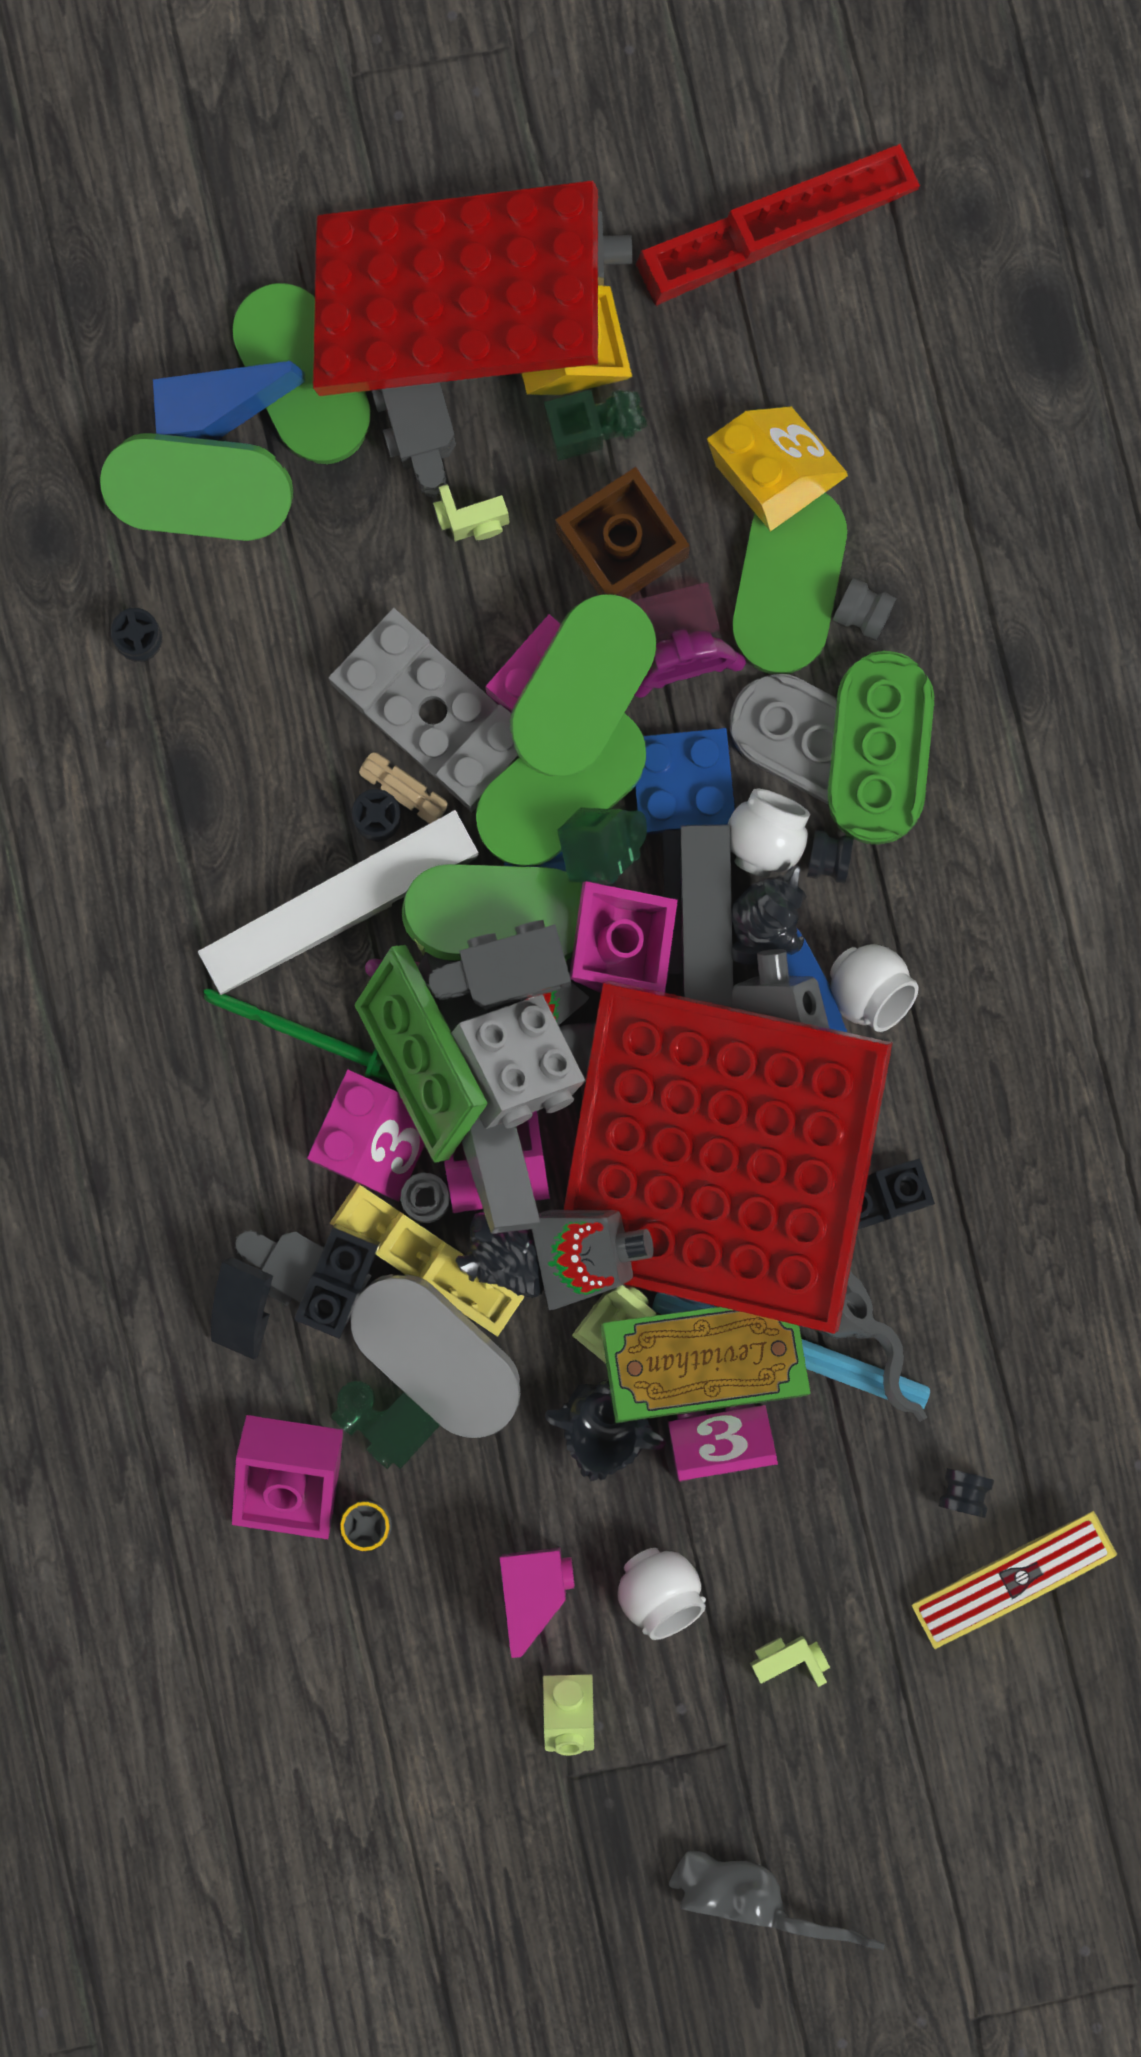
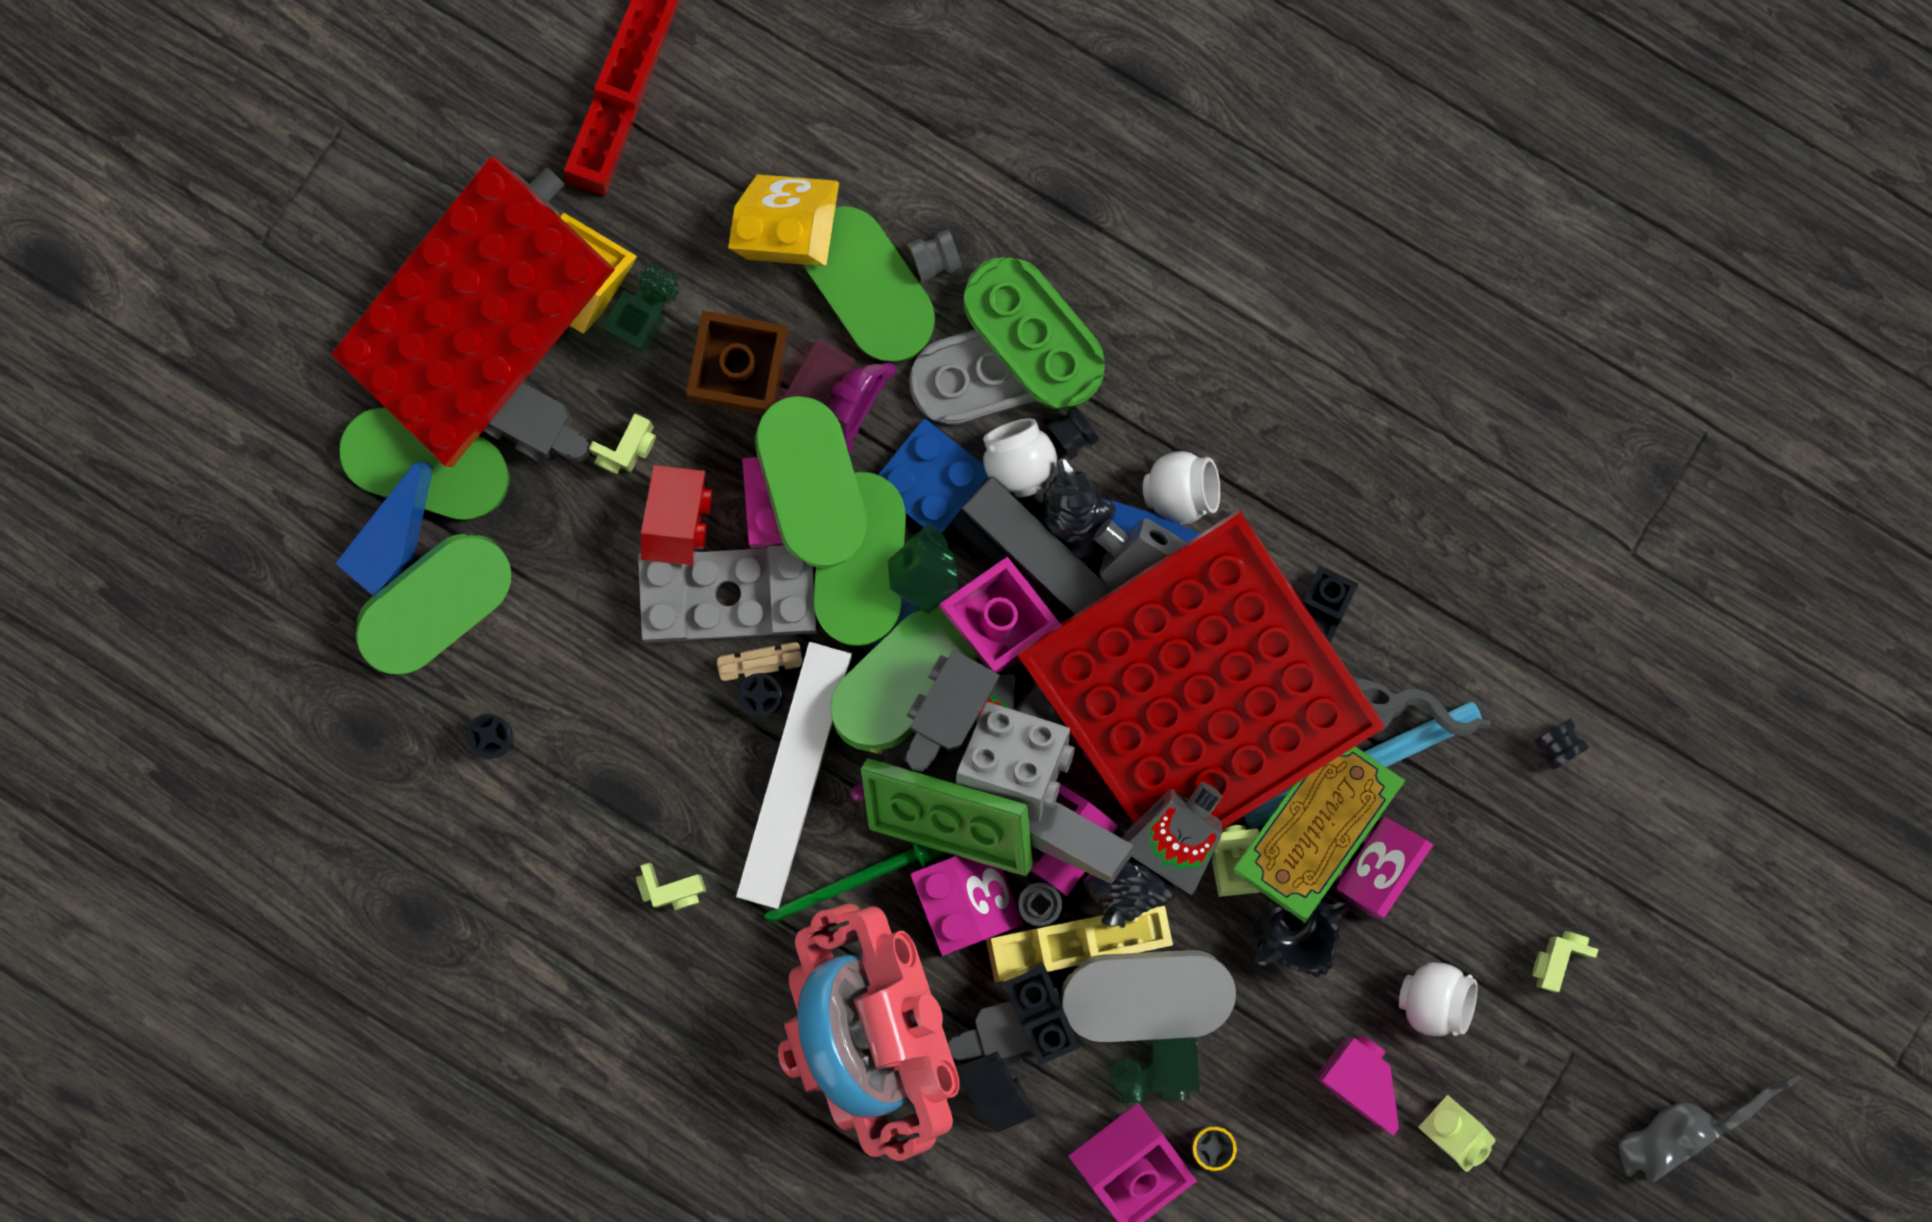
camera: 50 degrees left, 0 degrees up
(156, 904) = (679, 893): none -> yellowish green bracket
(189, 1160) = (869, 1032): none -> coral piece
(451, 606) = (674, 515): none -> red brick
(1014, 1579) = (1645, 767): slope -> none

